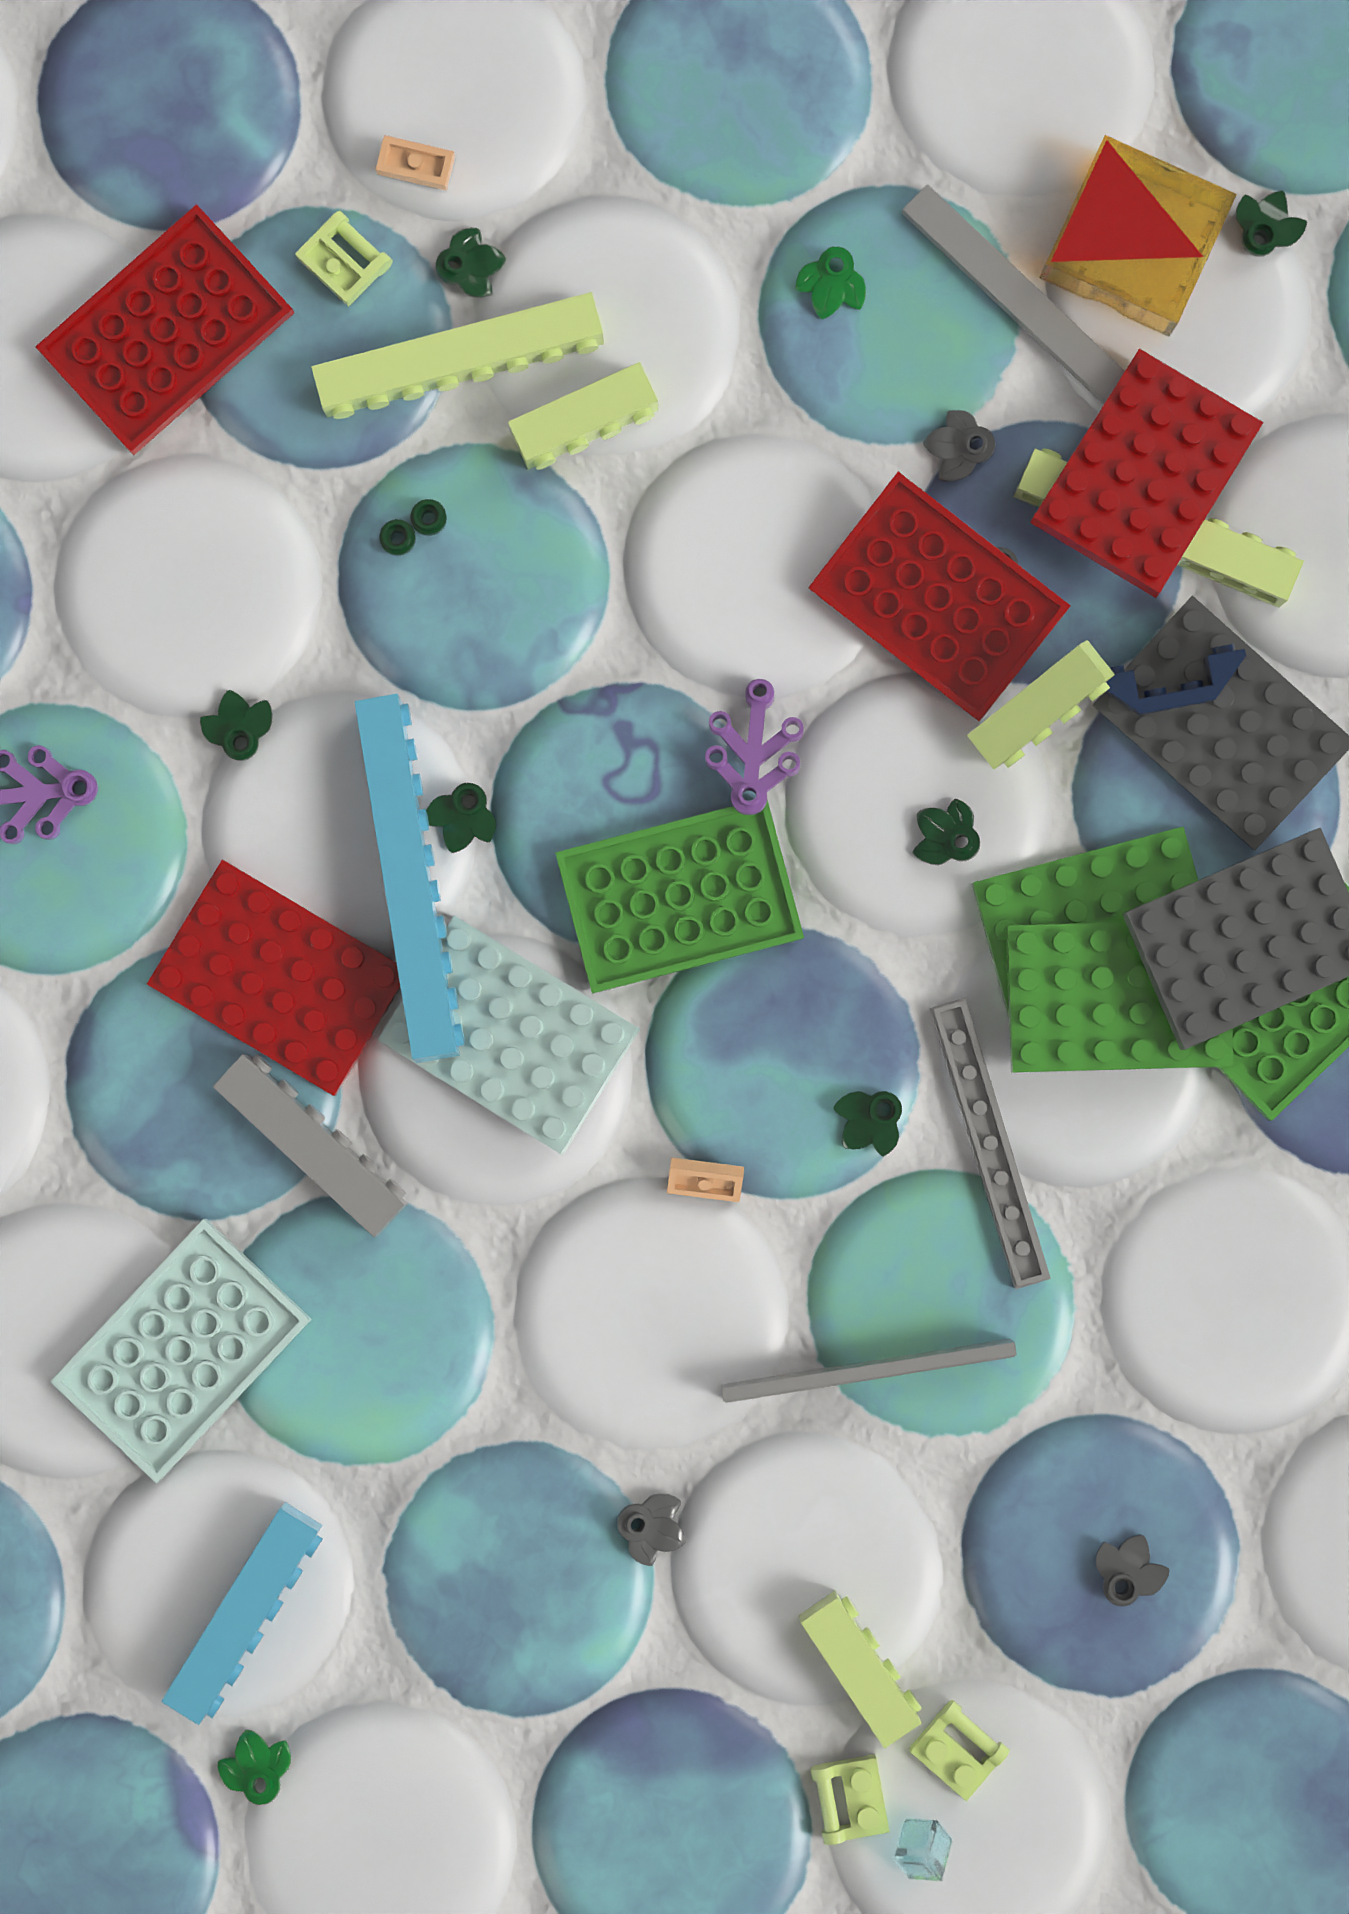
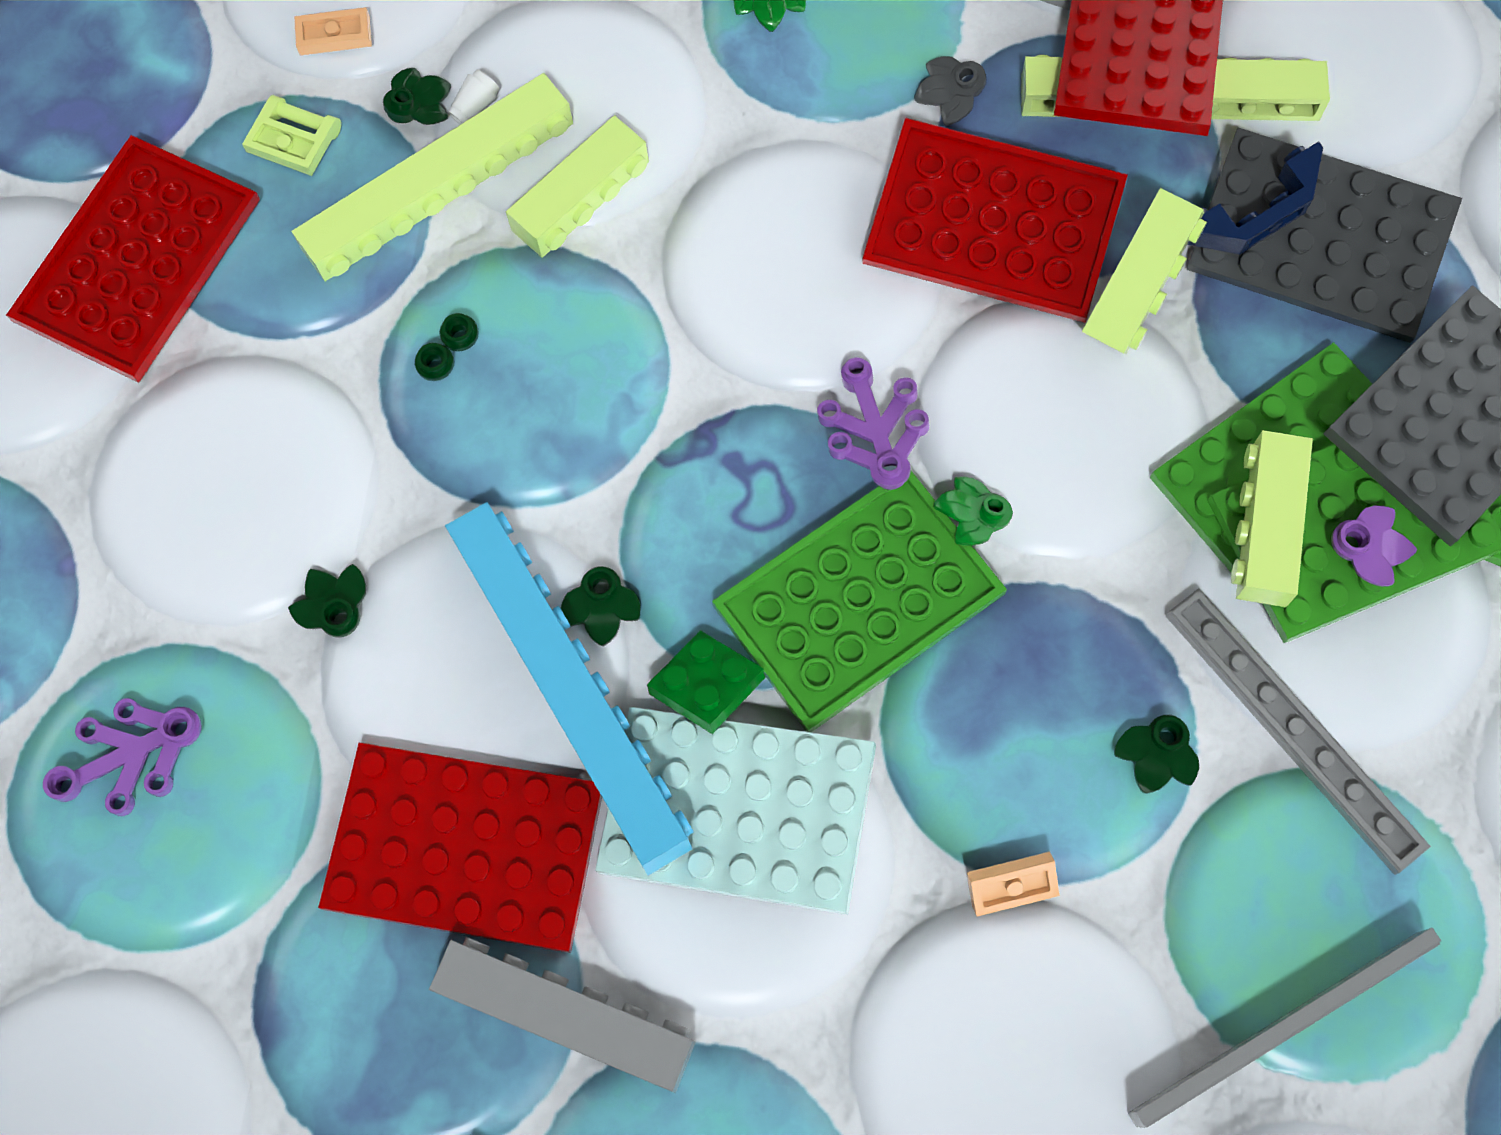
camera: 15 degrees left, 15 degrees down
(520, 285) = (473, 97): none -> white cone
(523, 920) = (706, 681): none -> green plate
(803, 855) = (971, 507): none -> green plate
(942, 831) = (1098, 437): dark green plate -> none
(1043, 971) = (1273, 518): none -> yellowish green brick
(1121, 1027) = (1377, 545): none -> medium lavender plate

